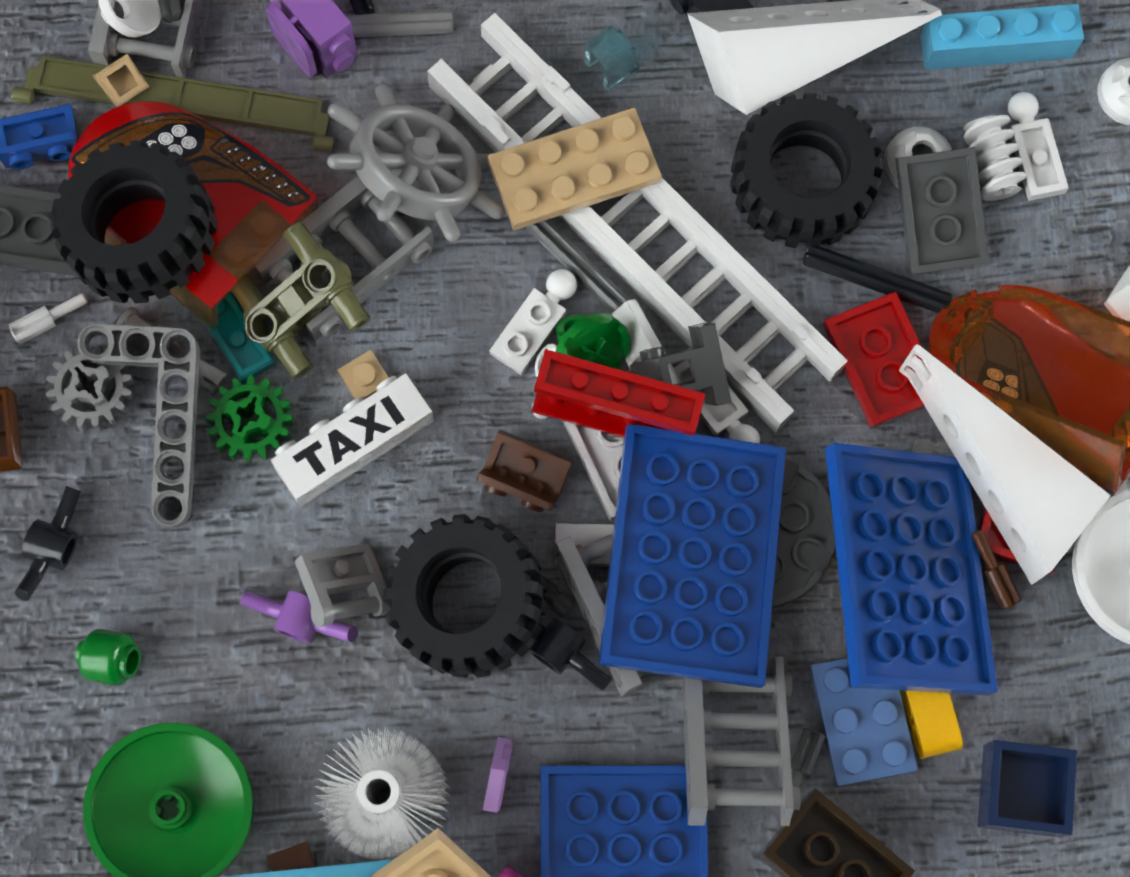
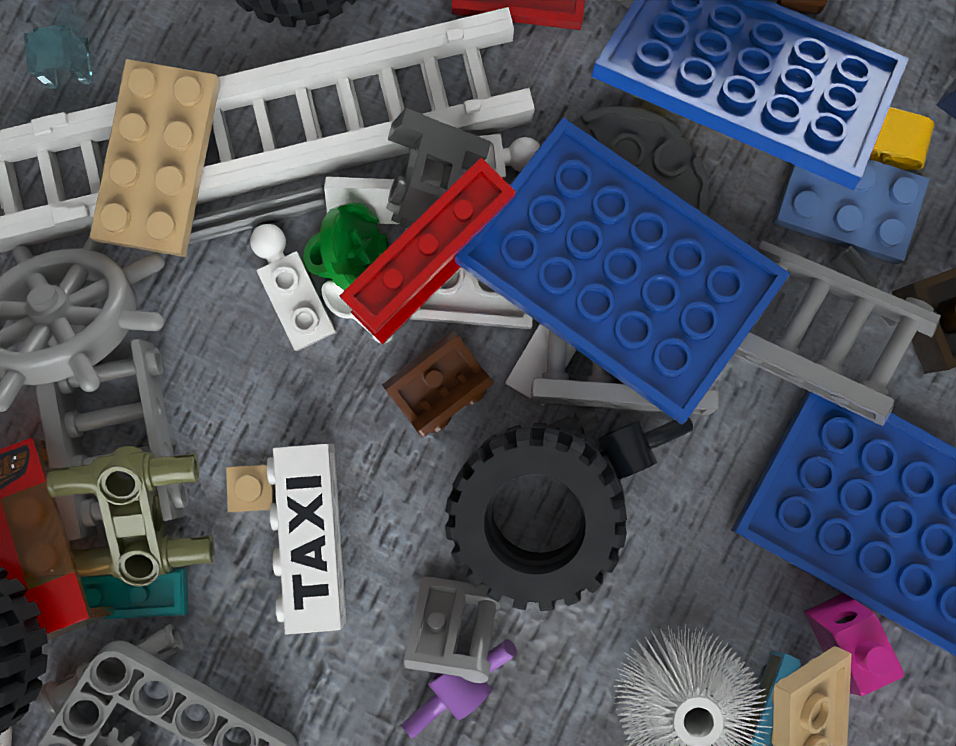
camera: 55 degrees left, 10 degrees up
(235, 411) = (239, 643): green gear -> none
(498, 776) = (722, 578): lavender tile -> none

